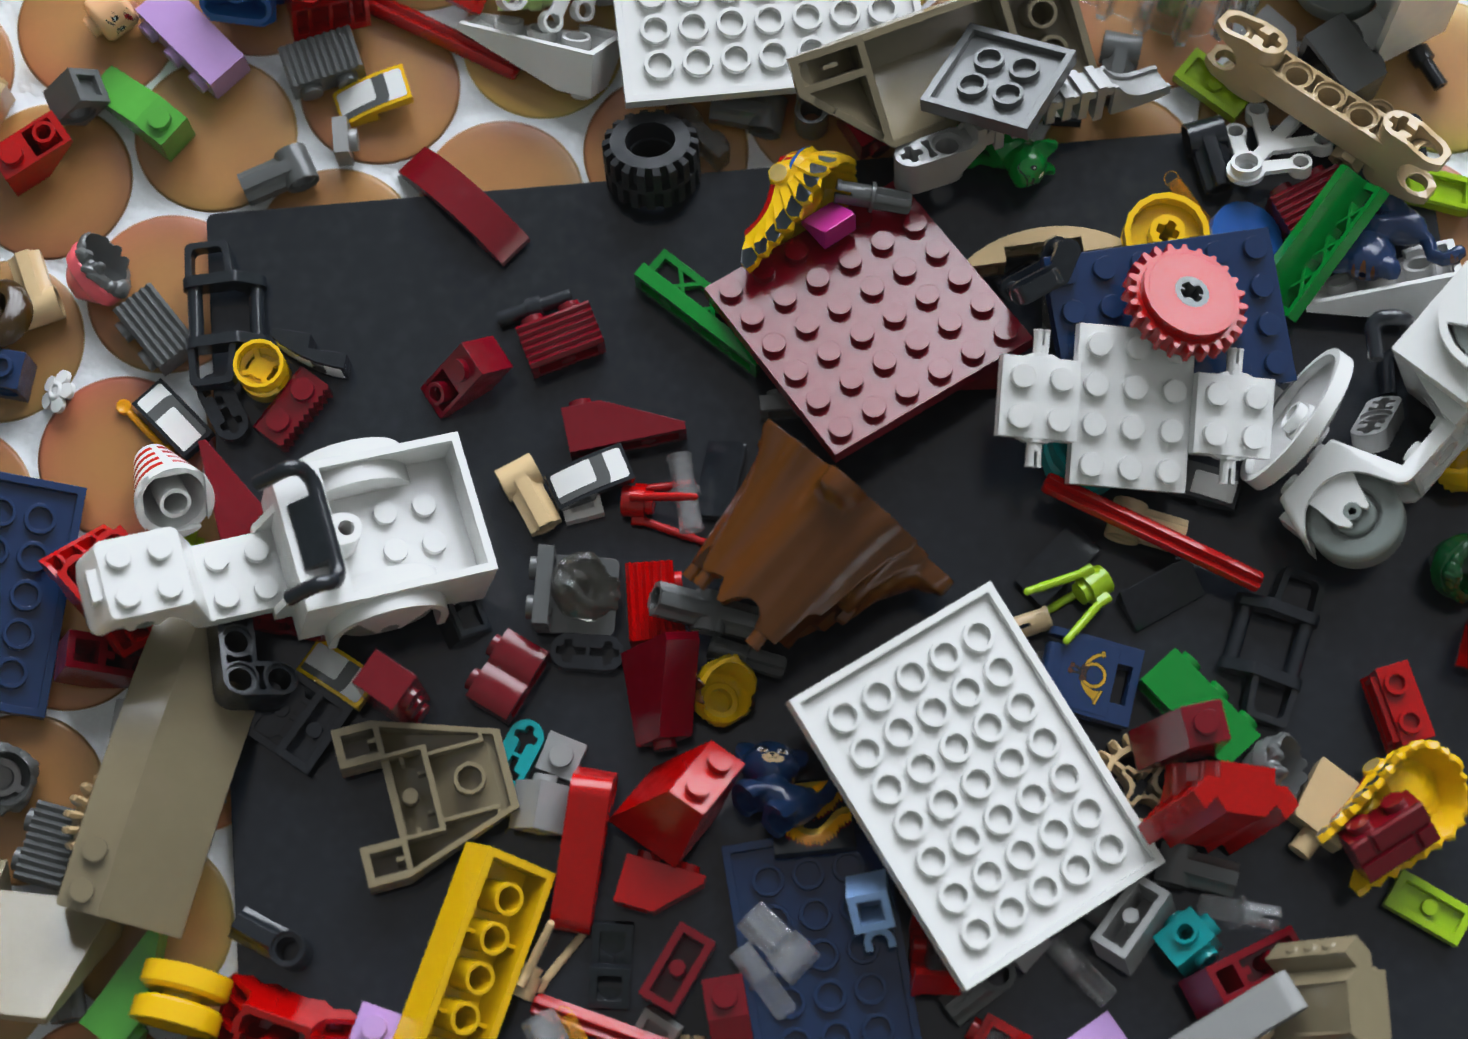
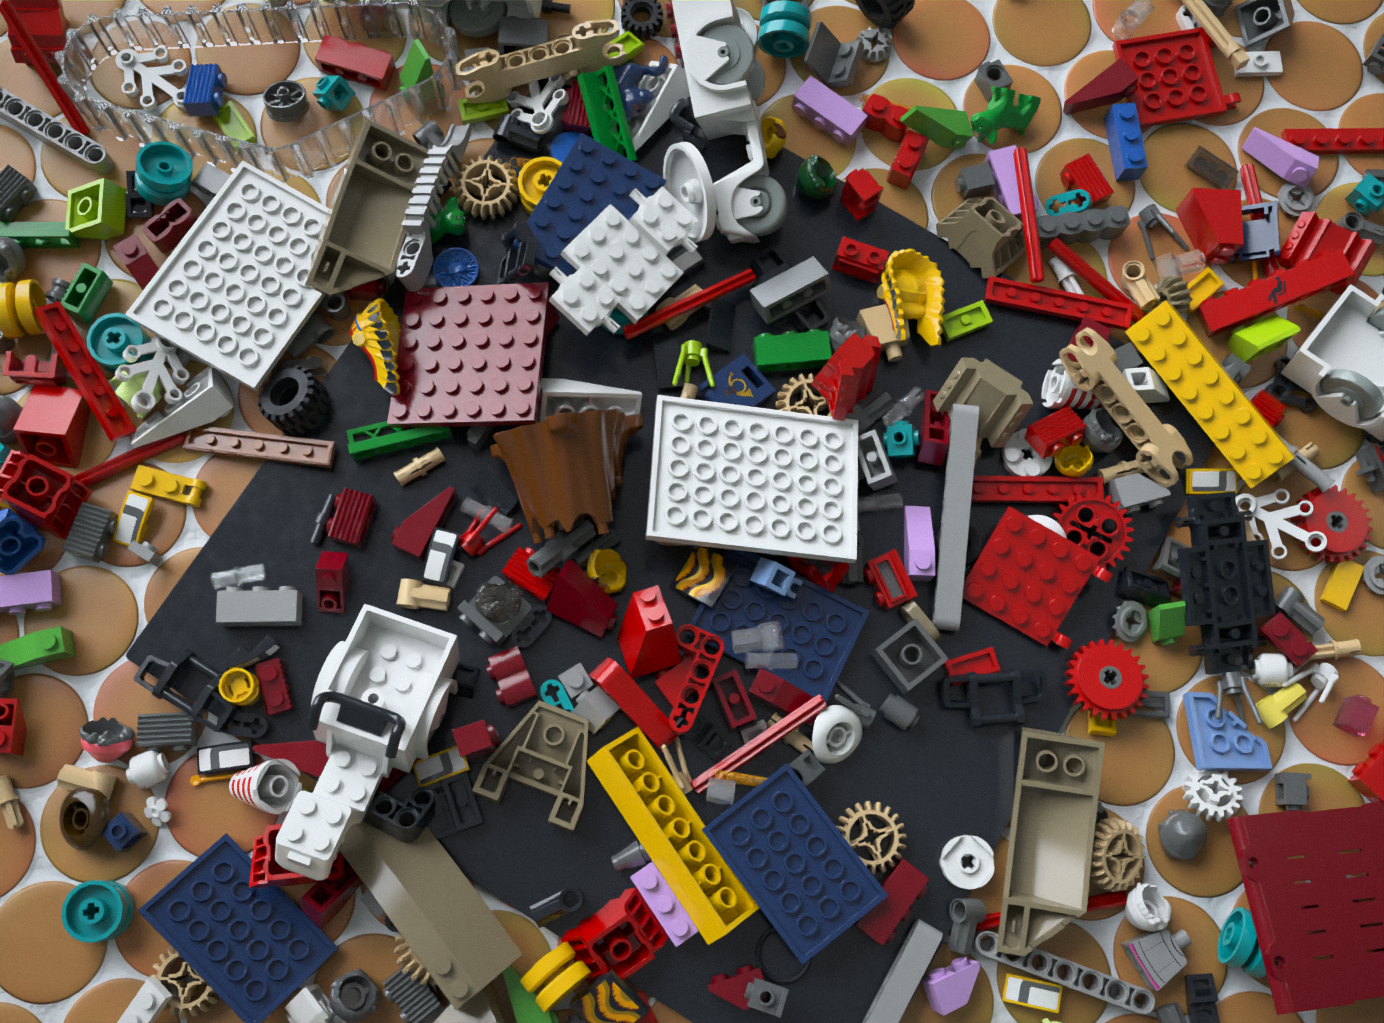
camera: 65 degrees left, 0 degrees up
(97, 344) = (147, 769): none -> white head
(288, 171) = (136, 595): dark grey piece -> none
(373, 317) = (259, 607): none -> light grey brick
(390, 985) = (631, 856): none -> dark grey cone
(392, 265) = (238, 576): none -> clear axle
(443, 102) = (168, 486): none -> yellow plate
(465, 204) = (235, 513): dark red slope -> none
(569, 168) = (260, 446): none -> tile
(657, 895) = (691, 682): none -> red beam
(685, 367) = (419, 466): none -> tan pin
(770, 787) = (676, 584): dark blue animal -> none
(830, 224) = (405, 336): dark pink slope -> none
(873, 197) = (409, 305): dark grey axle -> none
(912, 489) = (574, 396): none -> white wedge
(971, 215) = (455, 268): none -> blue wheel
(992, 257) = (494, 249): tan slope -> none
(998, 81) = (401, 196): dark grey plate -> none
(1094, 145) = (504, 192): none -> tan gear
(1180, 735) = (804, 364): dark red slope -> none
(1184, 302) = (592, 195): gear -> none
(1276, 646) = (790, 290): none -> brick
(1377, 424) = (718, 160): light grey beam -> none
(1388, 835) = (923, 307): dark red brick -> none

